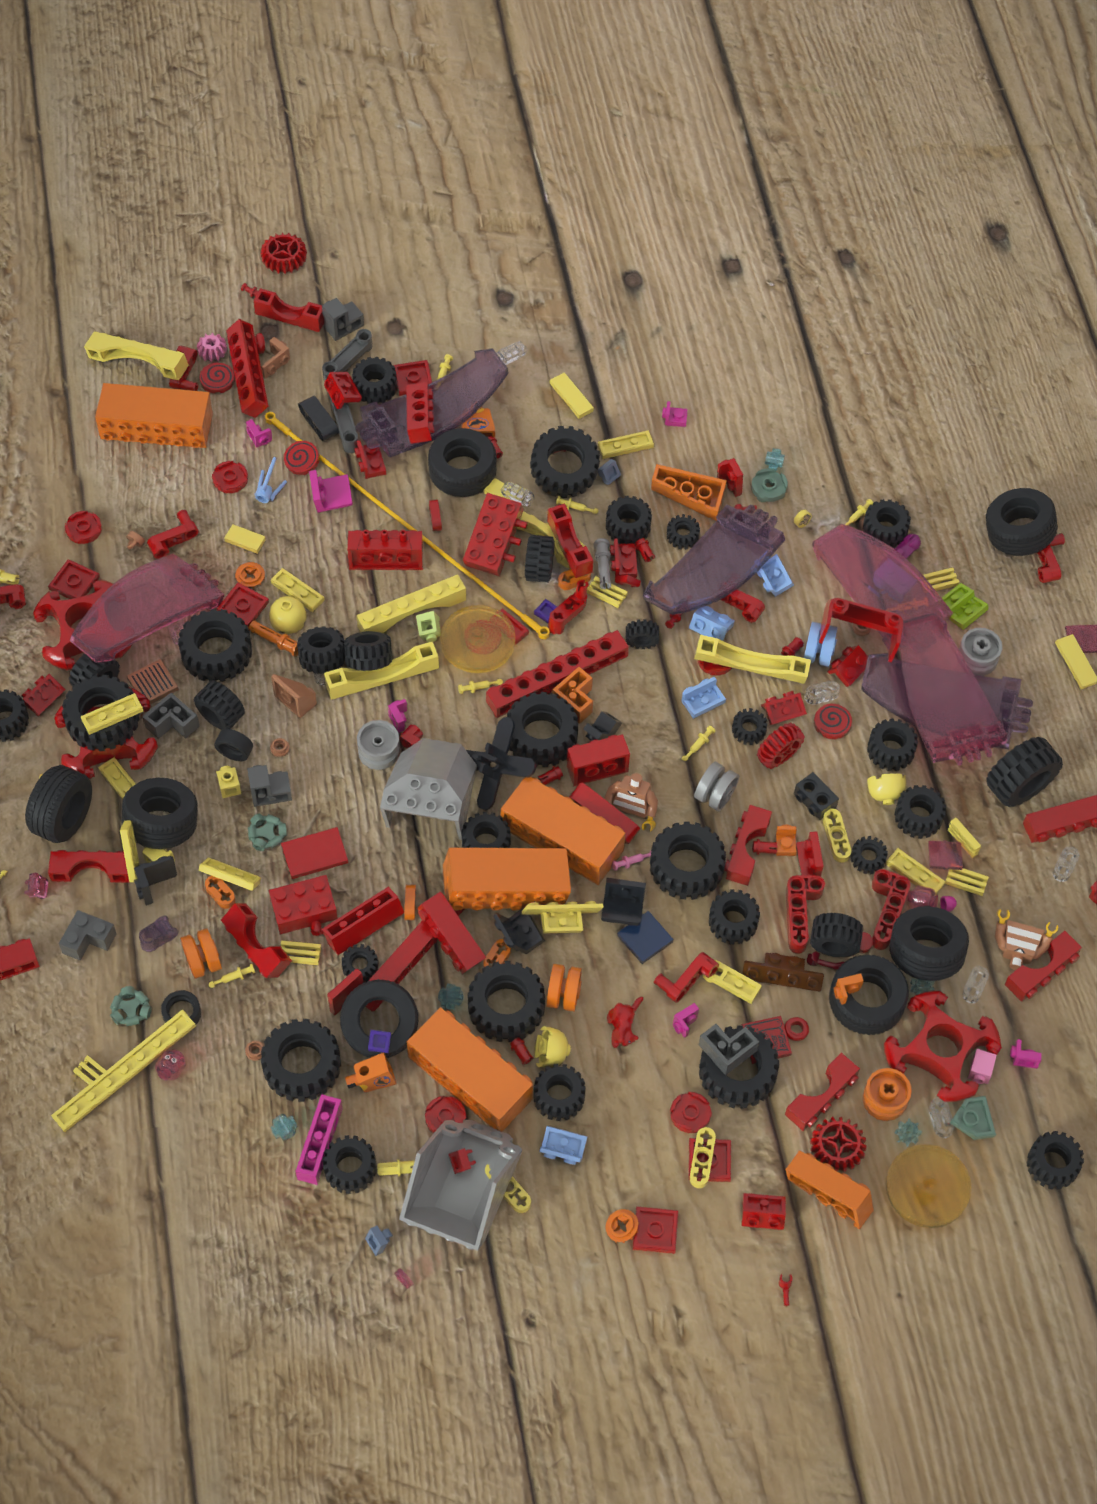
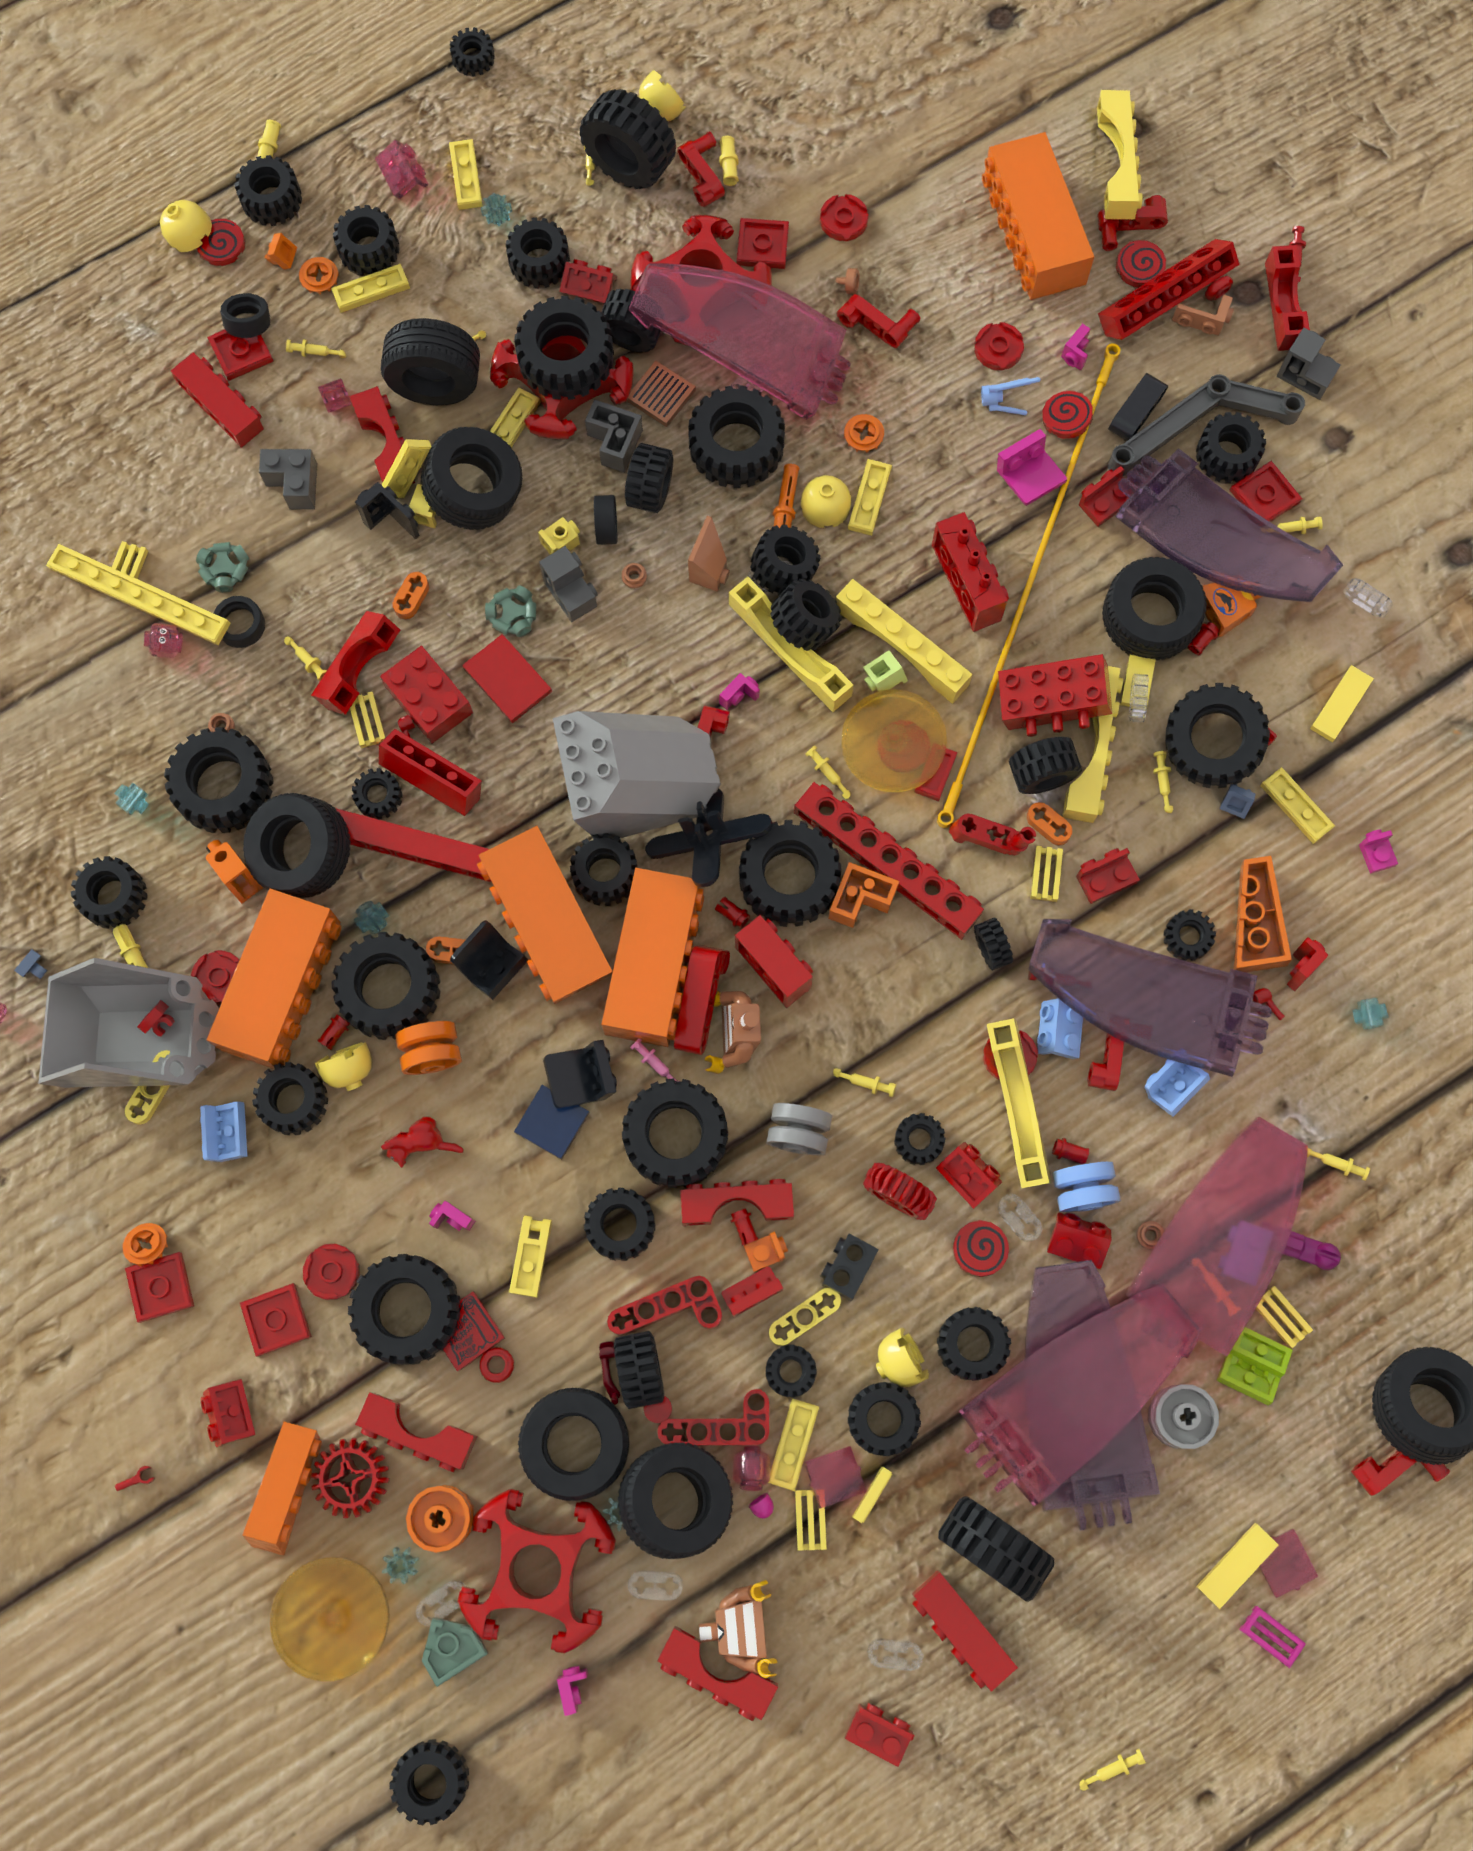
camera: 70 degrees right, 15 degrees up
(111, 713) = (553, 356): light yellow tile -> none
(160, 932) = (328, 553): piece -> none
(203, 952) = (309, 607): orange wheel -> none
(211, 347) = (1182, 235): bright pink gear -> none
(230, 873) = (436, 595): light yellow tile -> none
(244, 603) = (815, 443): red plate -> none
(245, 539) = (915, 404): light yellow tile -> none
(283, 257) = (1363, 248): red gear -> none
(318, 1139) = (127, 843): dark pink brick -> none
(338, 995) = (323, 790): red tile -> none
(341, 388) = (1191, 412): red bracket -> none
(378, 744) = (681, 685): light grey wheel -> none
(379, 1041) = (257, 856): dark purple tile -> none
(410, 902) = (482, 816): orange beam -> none
(420, 413) = (1200, 521): red brick -> none
(435, 515) = (1059, 611): red beam -> none
(451, 933) = (448, 881): red brick -> none
(544, 609) = (982, 806): dark purple tile -> none
(561, 918) = (529, 1008): light yellow bracket -> none
(563, 530) = (1086, 792): red arch -> none
(603, 557) = (1094, 846): light grey pin -> none
(603, 727) = (826, 949): black brick -> none
(627, 579) = (1074, 893): red tile -> none
(628, 508) = (1177, 837): black tyre -> none
(643, 546) = (1134, 898): red pin -> none
(694, 1170) = (247, 1321): light yellow beam -> none
(701, 965) = (529, 1209): red beam -> none
(702, 697) = (935, 1061): light blue bracket -> none
(726, 1051) = (392, 1288): dark grey brick -> none
(766, 493) = (1341, 1022): sand green plate -> none
(783, 971) = (572, 1316): reddish brown bracket -> none
(802, 518) = (1291, 1088): light yellow tile -> none
(847, 984) = (556, 1414): orange bracket -> none
(863, 616) = (1155, 1262): red windscreen -> none
(887, 512) = (1357, 1199): black tyre -> none
(982, 1066) = (531, 1635): bright pink brick -> none

